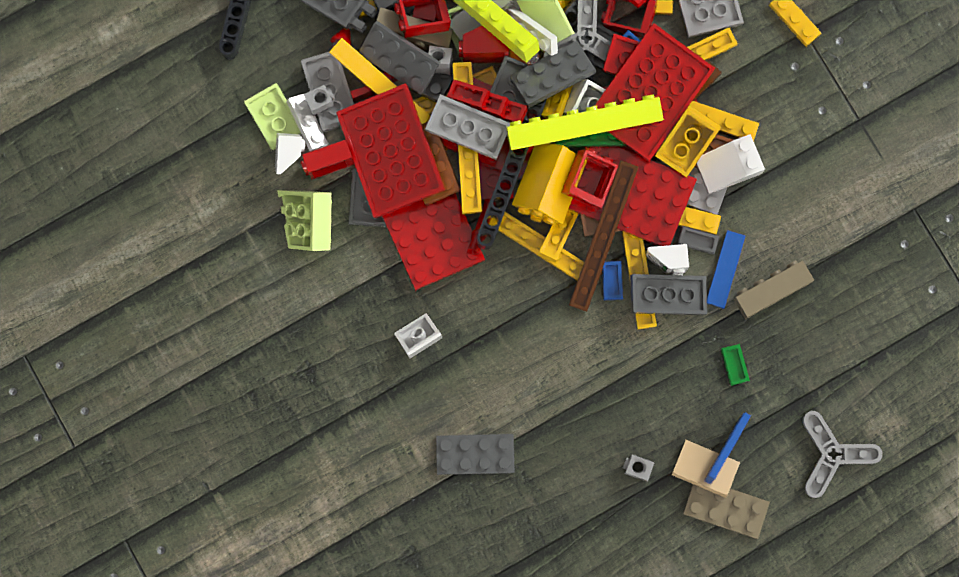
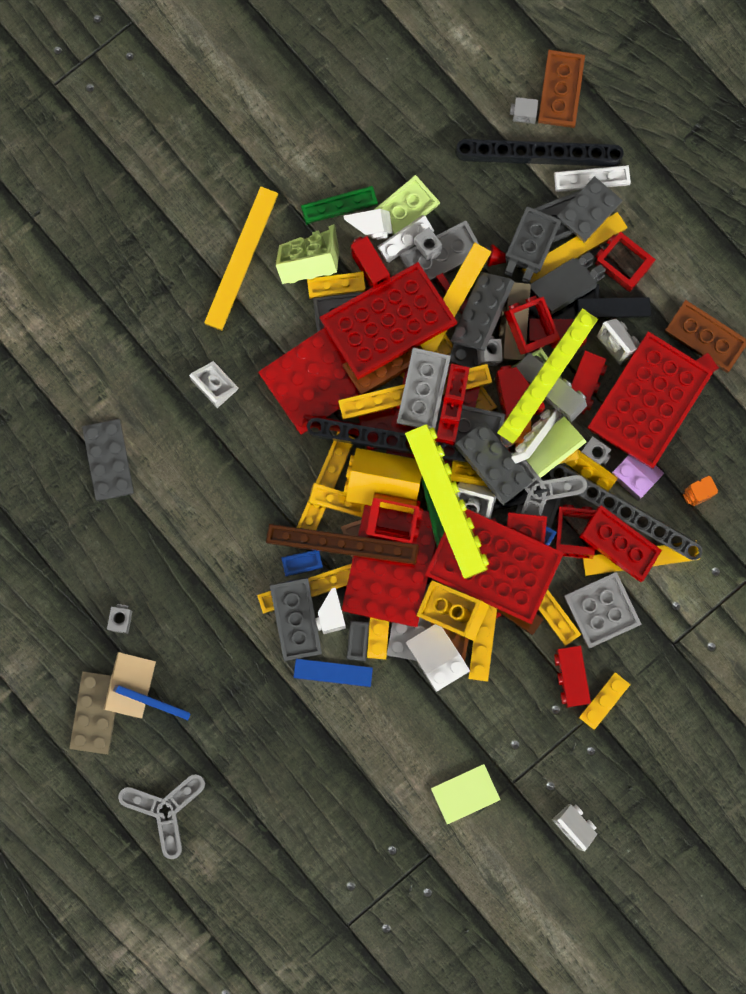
camera: 75 degrees right, 0 degrees up
(259, 182) = (339, 205): none -> green tile
(294, 287) = (241, 258): none -> yellow tile
(341, 198) = (336, 285): none -> yellow plate
(735, 365) = (239, 698): green tile -> none
(768, 43) = (572, 676): none -> red brick
(774, 289) = (320, 724): dark tan brick -> none
(862, 164) = (465, 794): none -> yellowish green tile
(912, 66) = (575, 827): none -> white slope

